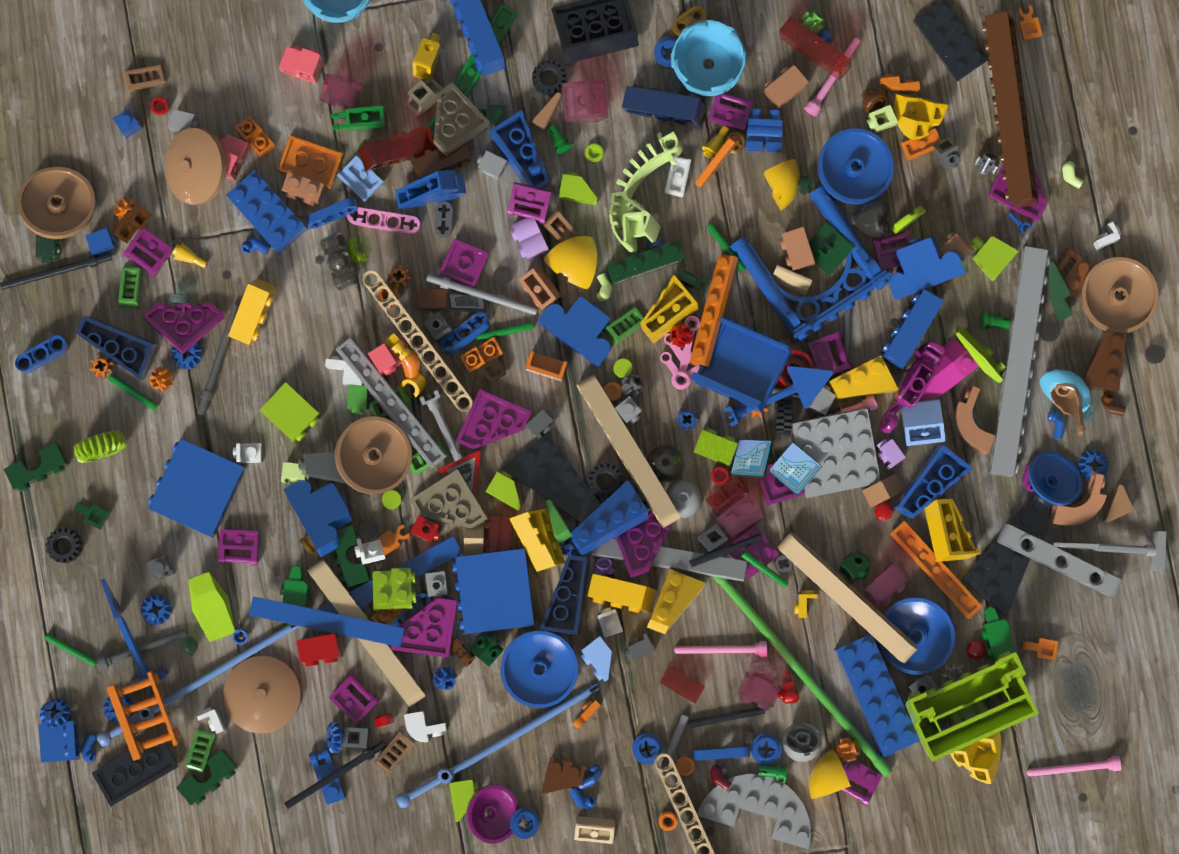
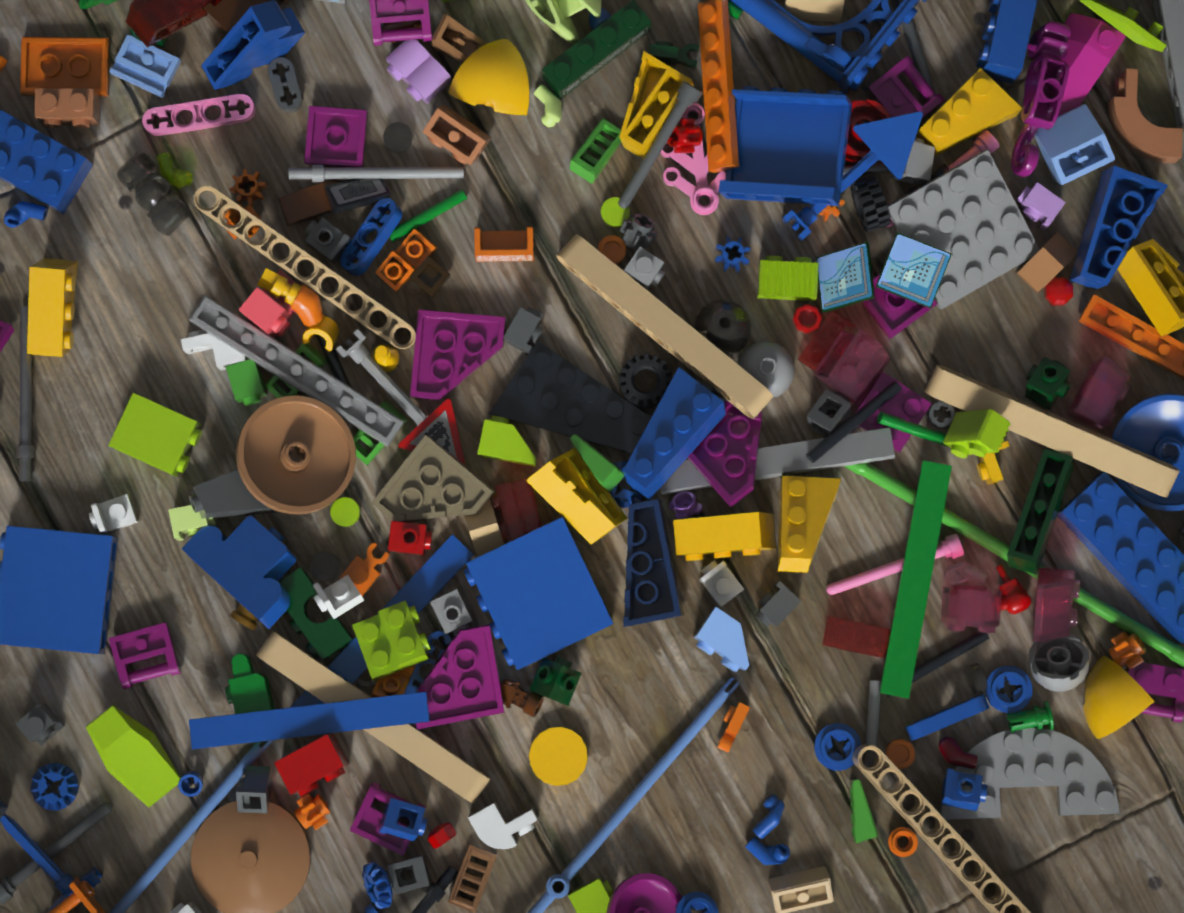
camera: 20 degrees left, 0 degrees up
(189, 645) = (120, 823): clear green plate -> none
(278, 653) = (254, 790): none -> dark grey brick
(309, 678) = (312, 811): none -> orange gear
(331, 213) = (119, 127): blue beam -> none
(363, 695) = (399, 809): none -> blue brick
(444, 678) = (509, 744): blue gear -> none
(449, 411) = (386, 357): none -> yellow cone
(472, 695) = (558, 756): none -> yellow tile
(539, 669) = (642, 684): blue dish -> none
(563, 775) = (729, 827): reddish brown wing -> none
(579, 329) = (533, 175): blue brick -> none
(647, 796) = (861, 818): none -> bright green slope
(690, 312) = (687, 96): none -> dark grey piece
(710, 805) = (954, 795): none -> blue brick
(730, 661) = (915, 579): none -> green tile
(799, 583) = (976, 433): none -> lime brick
(810, 705) = (1054, 604): none -> clear pink slope
(822, 645) = (1040, 511): none -> dark green brick

